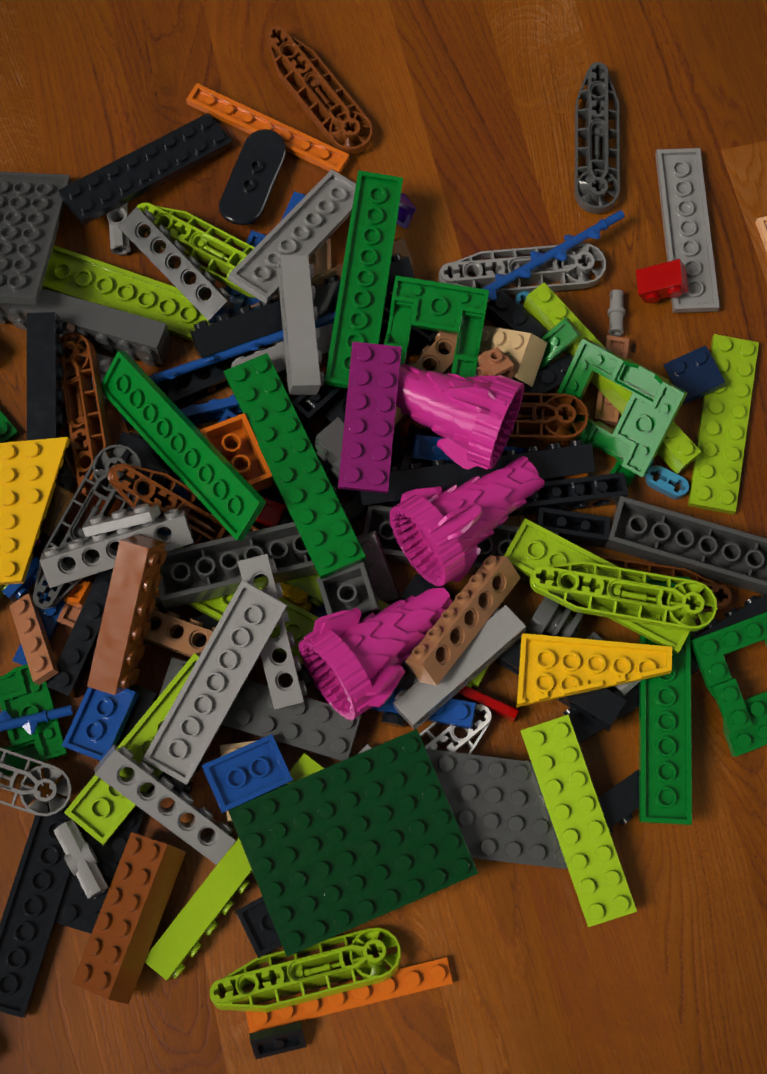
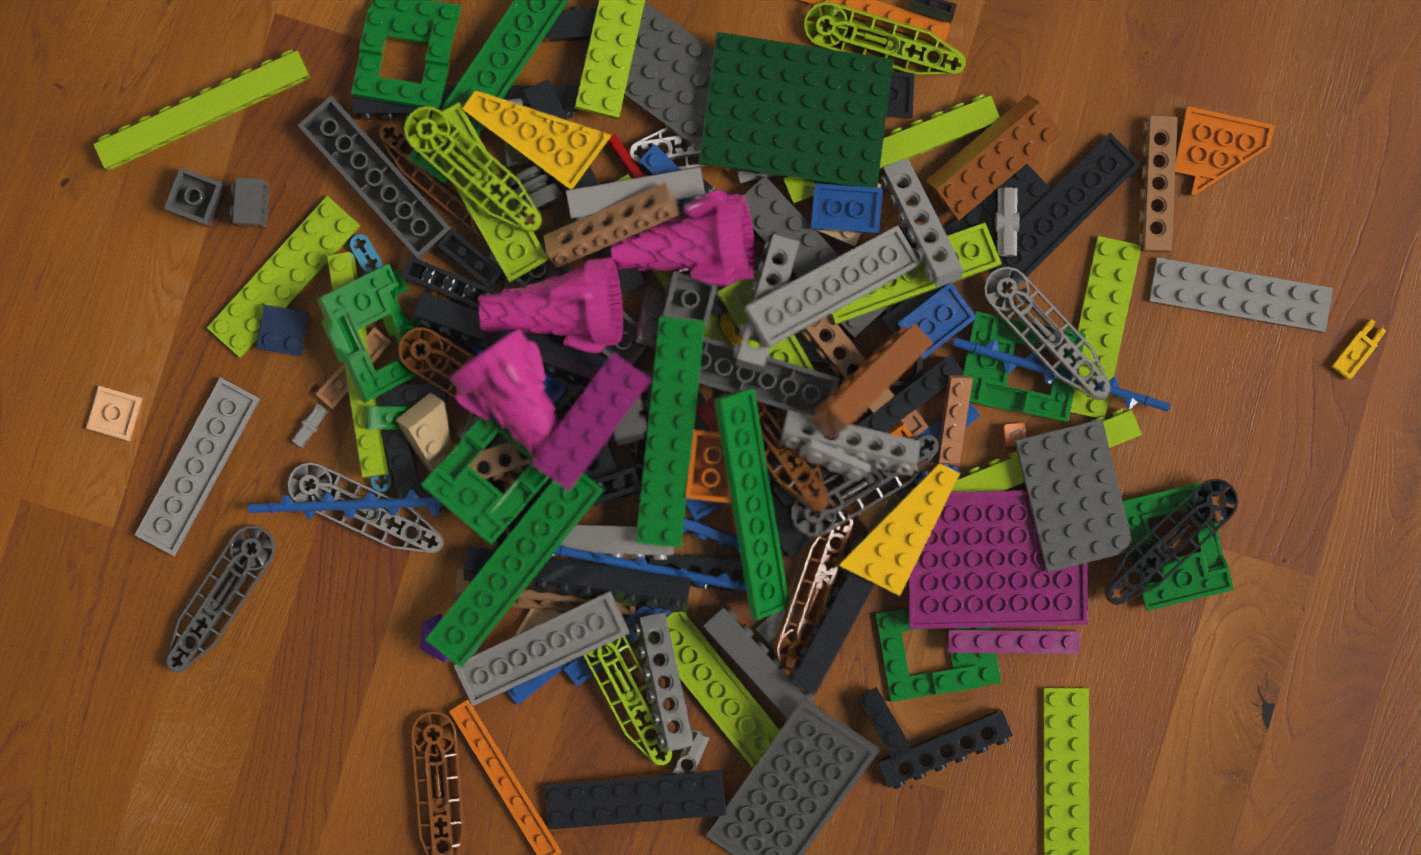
camera: 155 degrees left, 15 degrees up
(253, 177) = (548, 735): black piece -> none
(299, 325) = (595, 552): light grey brick -> none
(494, 363) = (455, 419): nougat brick -> none
(662, 281) = (255, 427): red brick -> none

